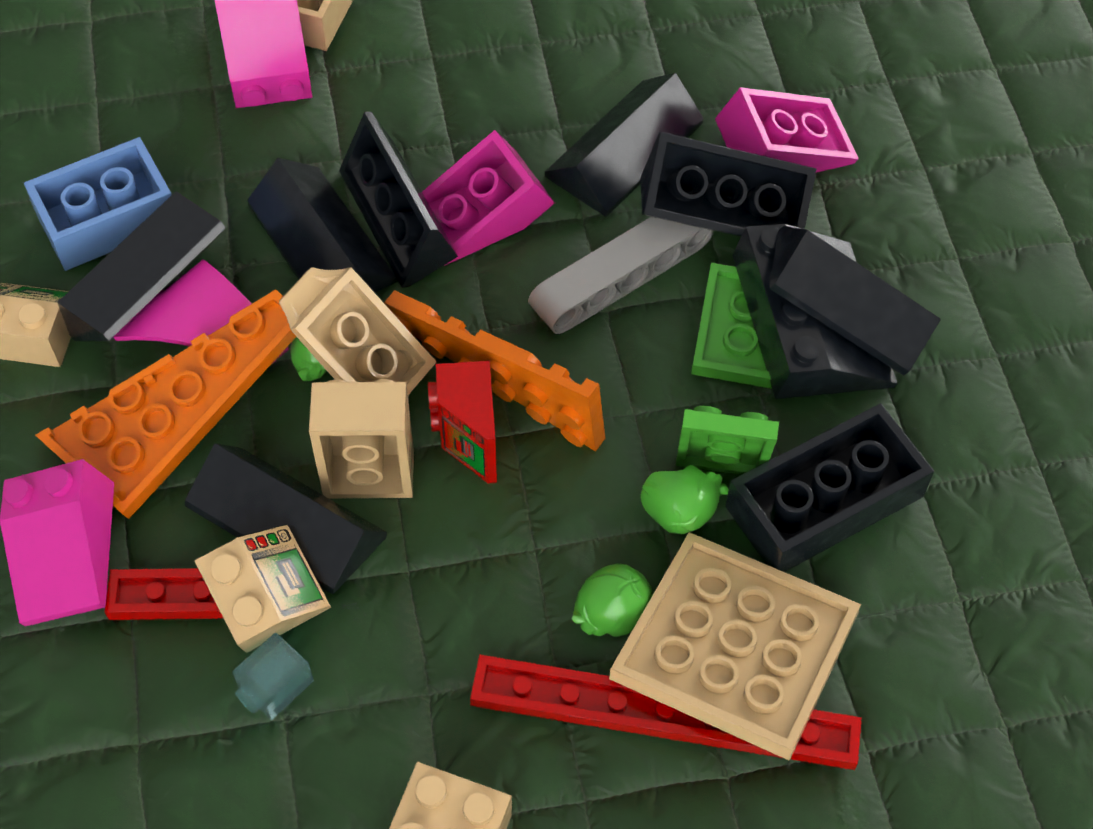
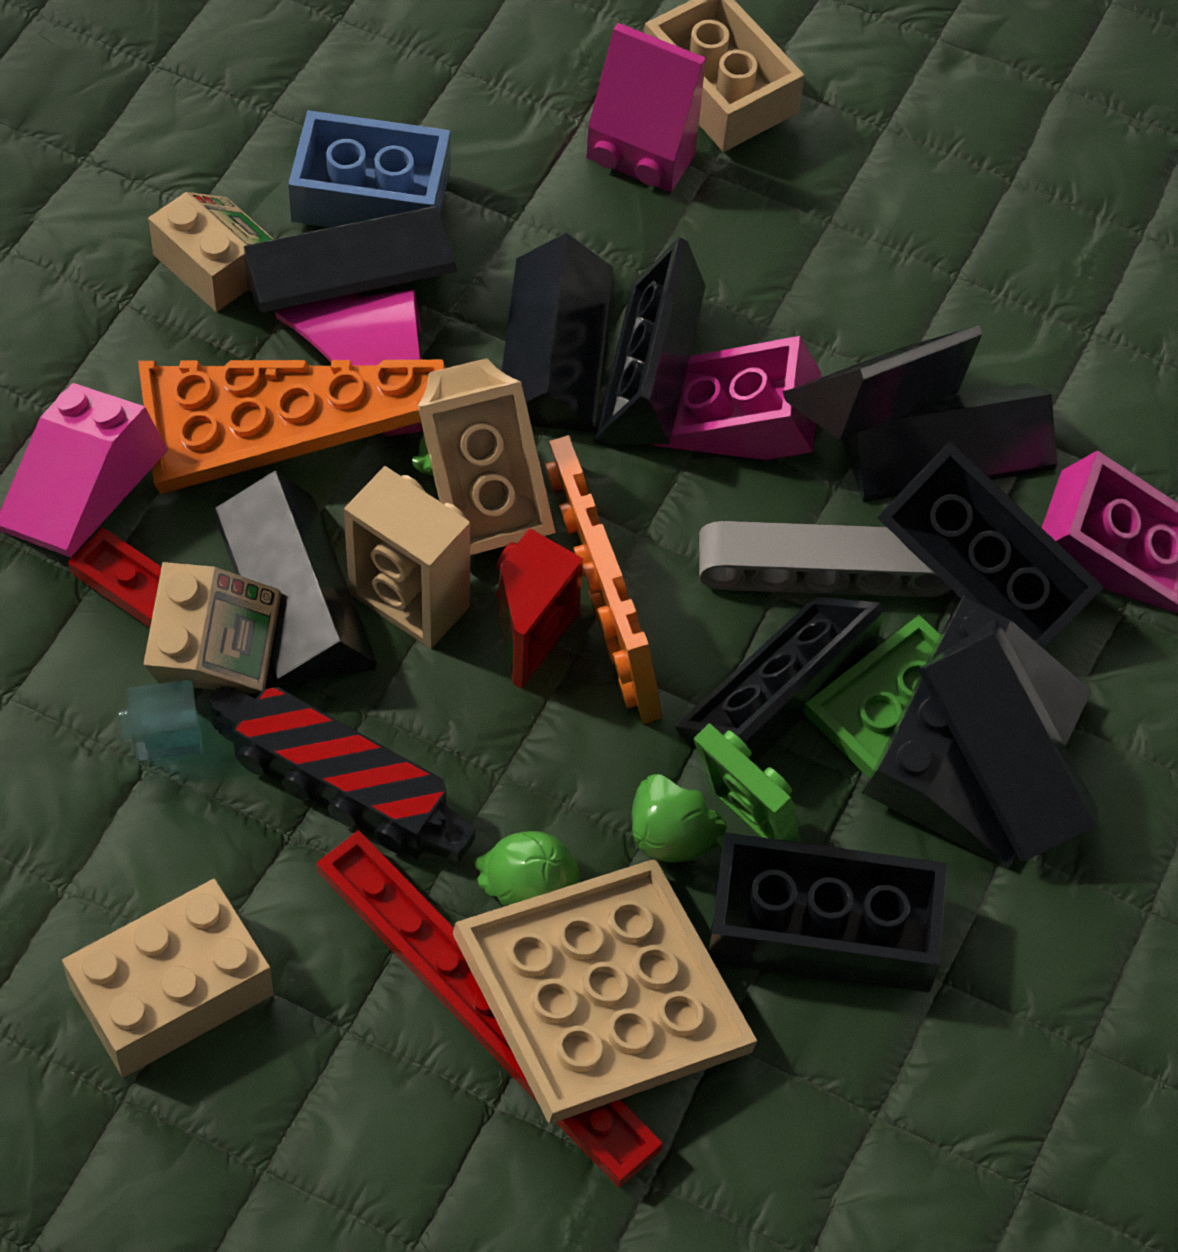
camera: 35 degrees right, 0 degrees up
(429, 623) = (341, 771): none -> black hinge
(569, 127) = (887, 384): none -> black slope
(660, 360) = (800, 660): none -> black slope

